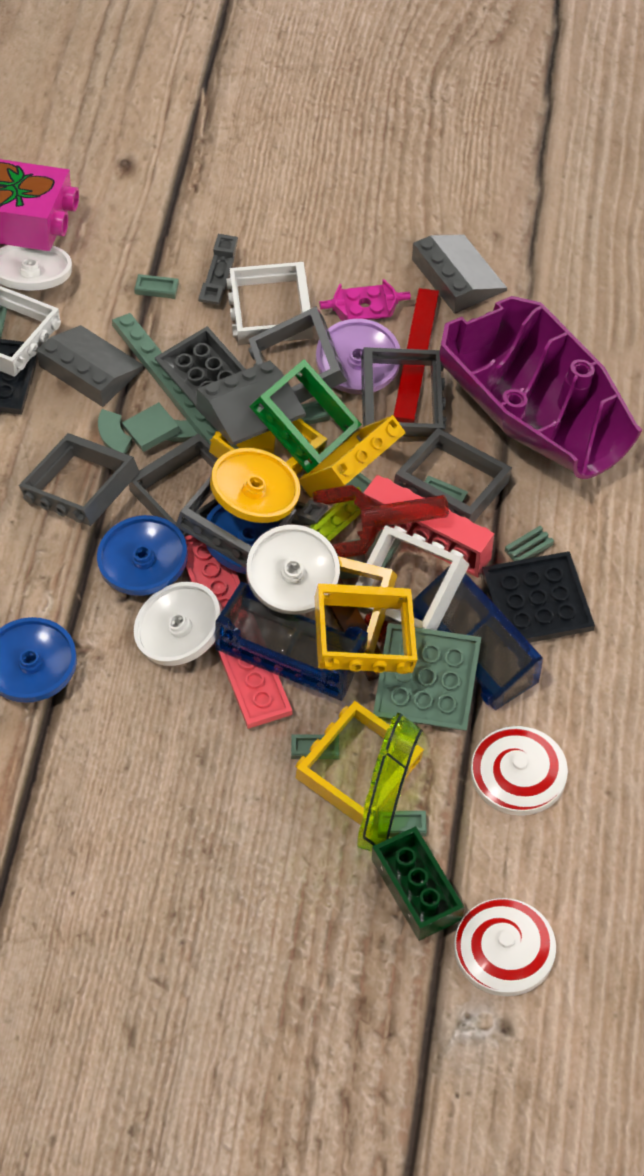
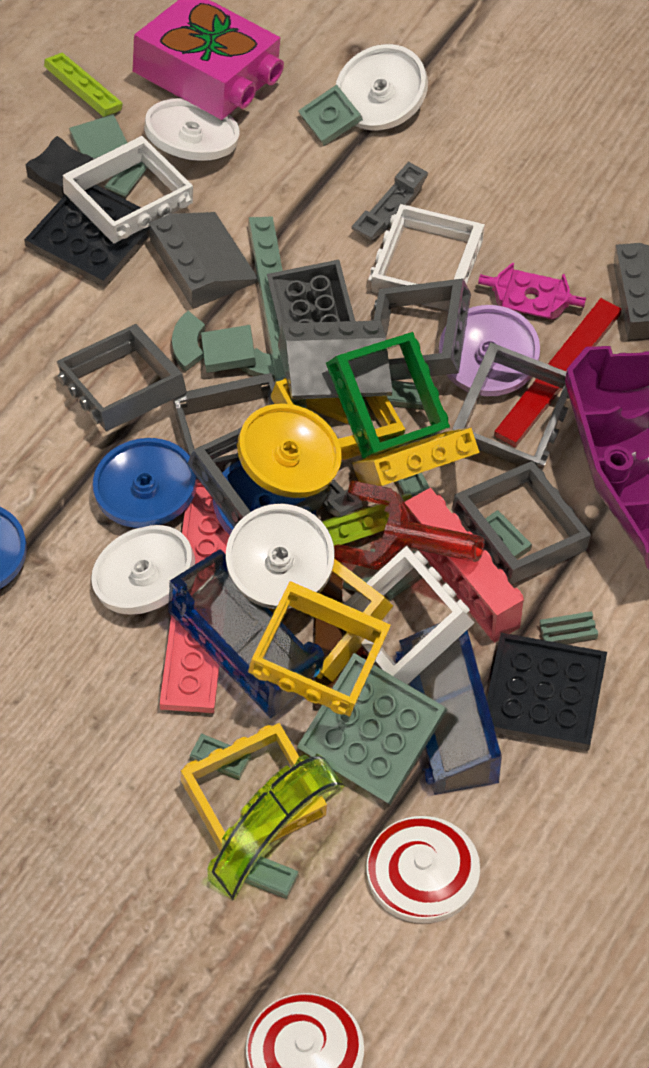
camera: 25 degrees right, 0 degrees up
(134, 219) = (330, 115): none -> sand green tile
(156, 286) = (317, 197): sand green tile -> none
(165, 184) = (384, 85): none -> white dish
(417, 883) = (244, 944): dark green brick -> none

